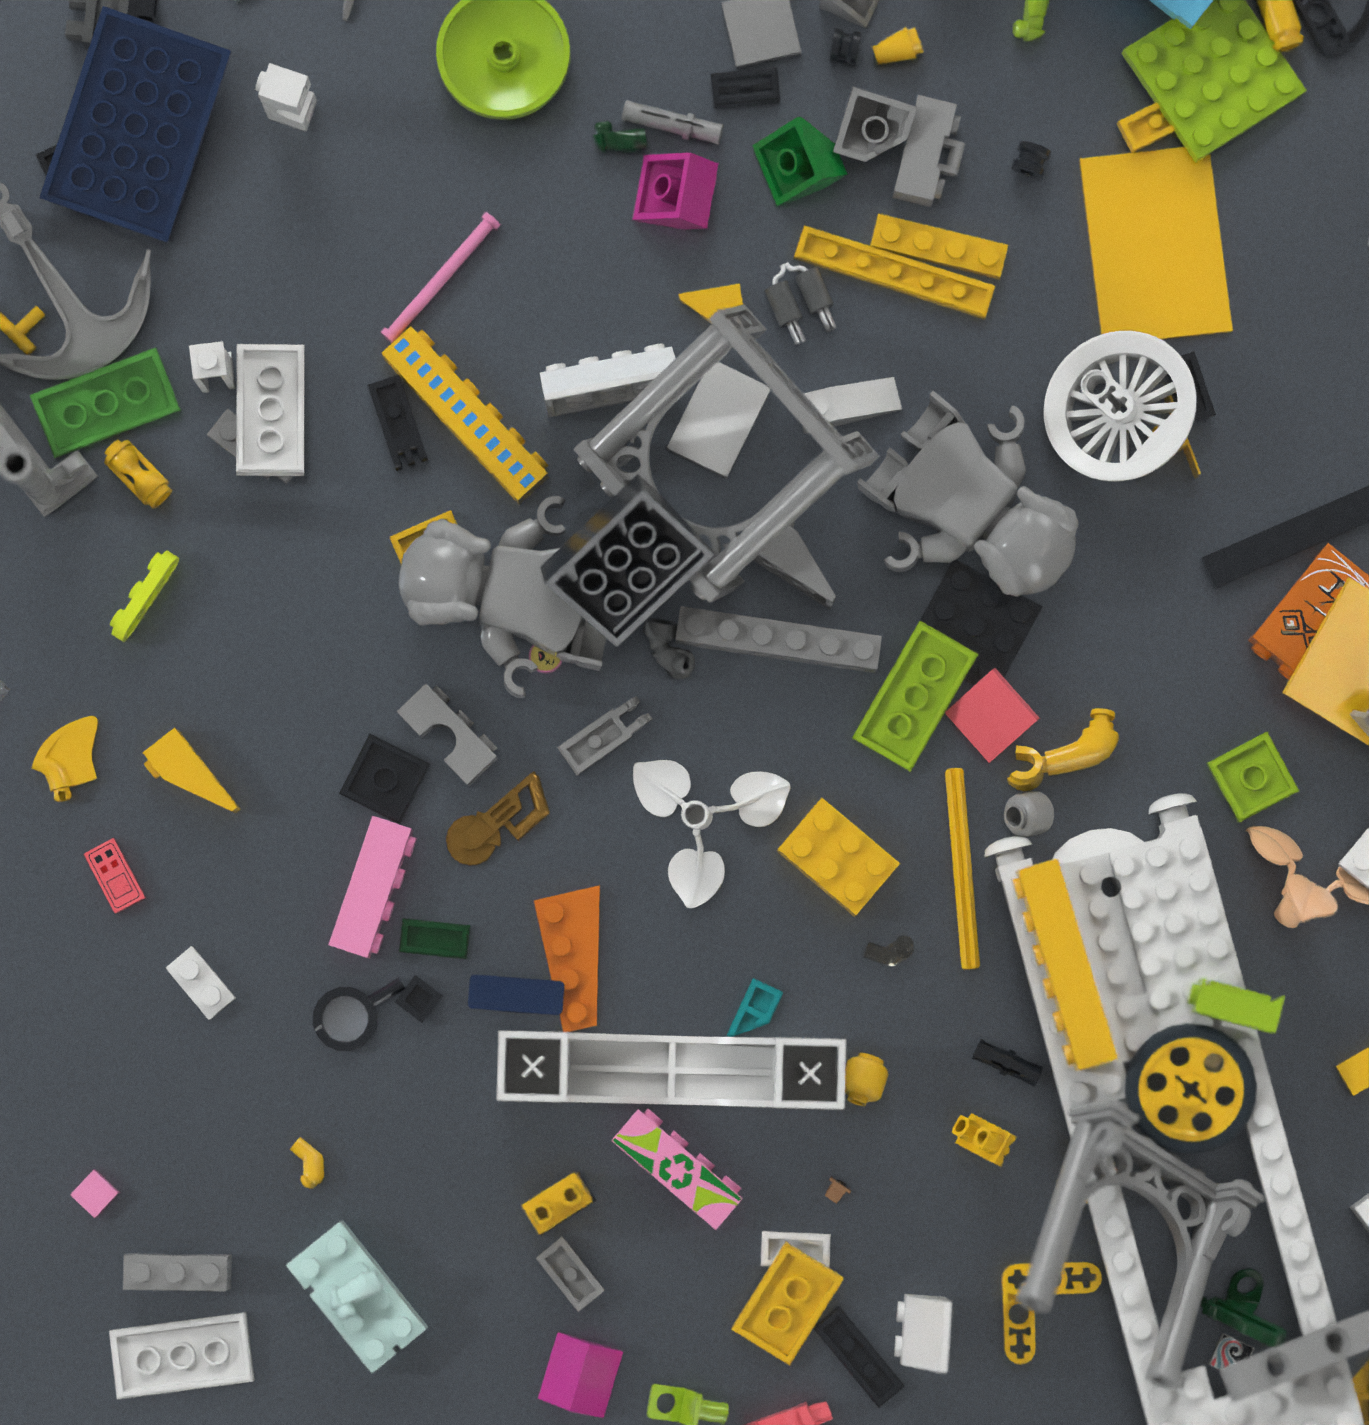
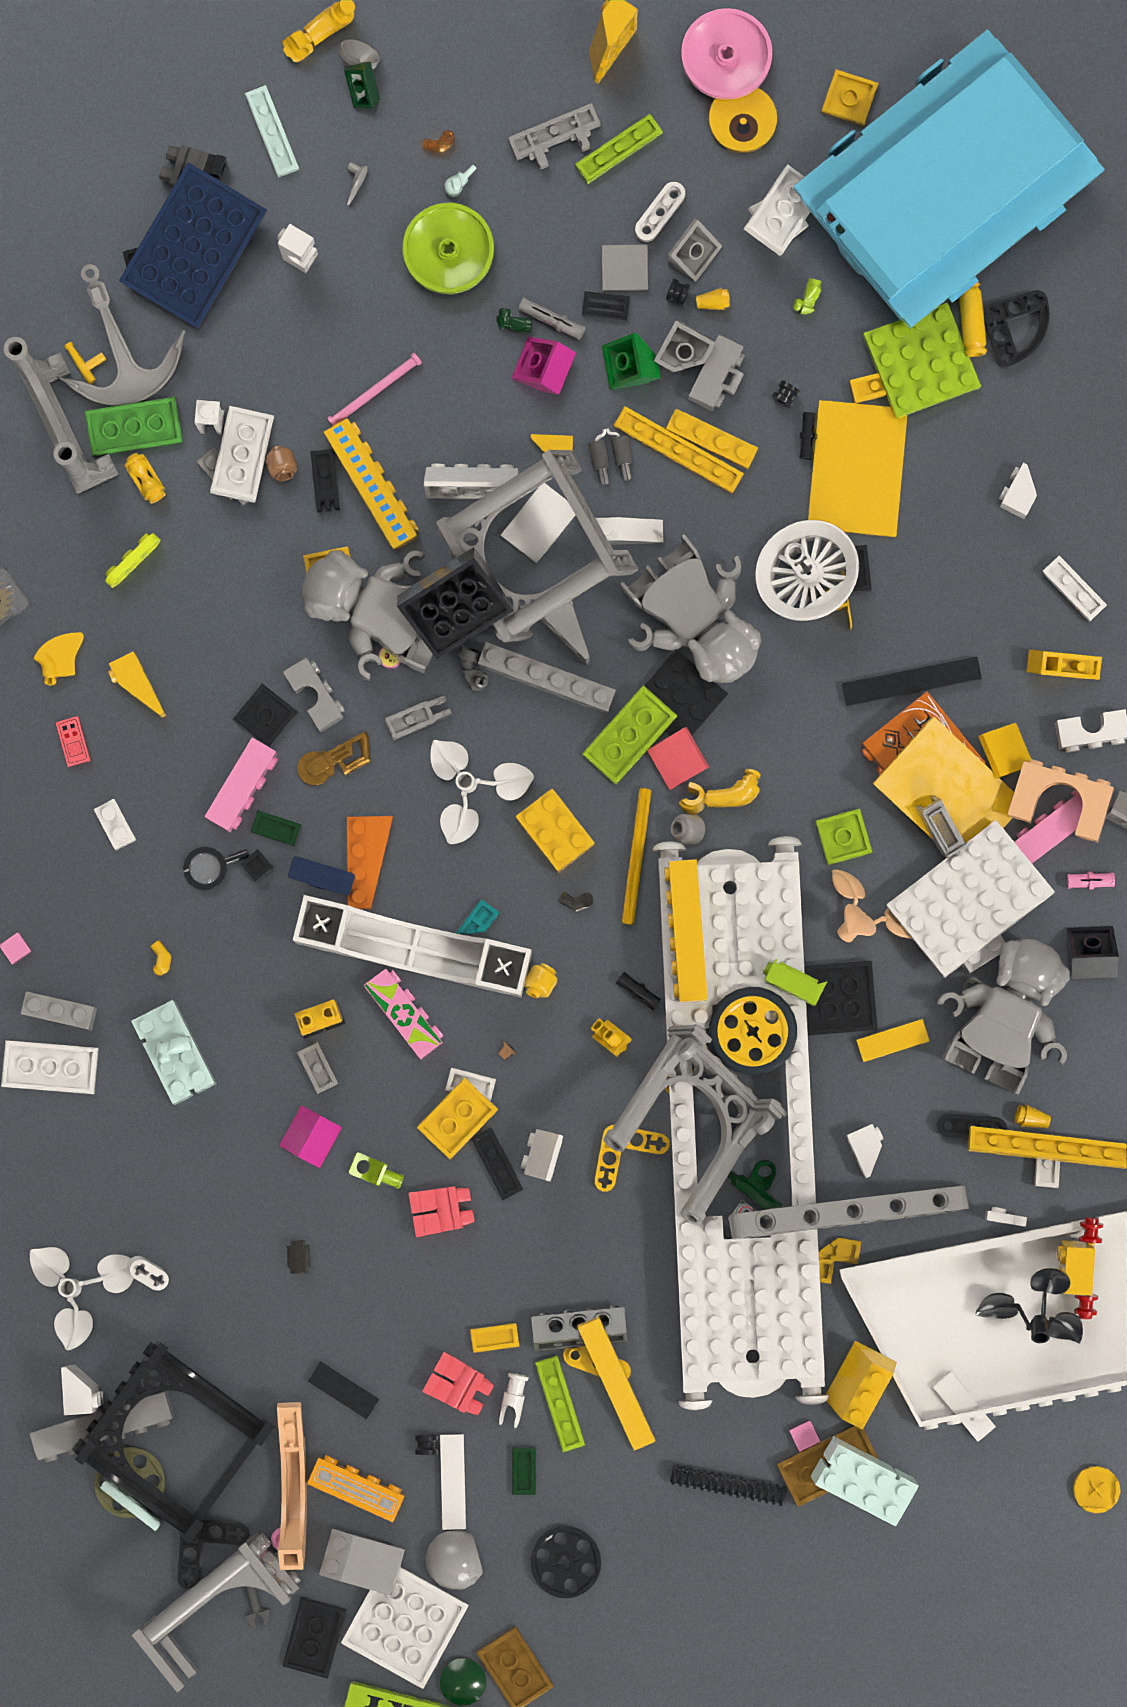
camera: 15 degrees right, 0 degrees up
(329, 411) = (281, 463): none -> medium nougat head
(1075, 213) = (808, 436): none -> black pin
(1314, 1014) = (846, 1000): none -> black plate

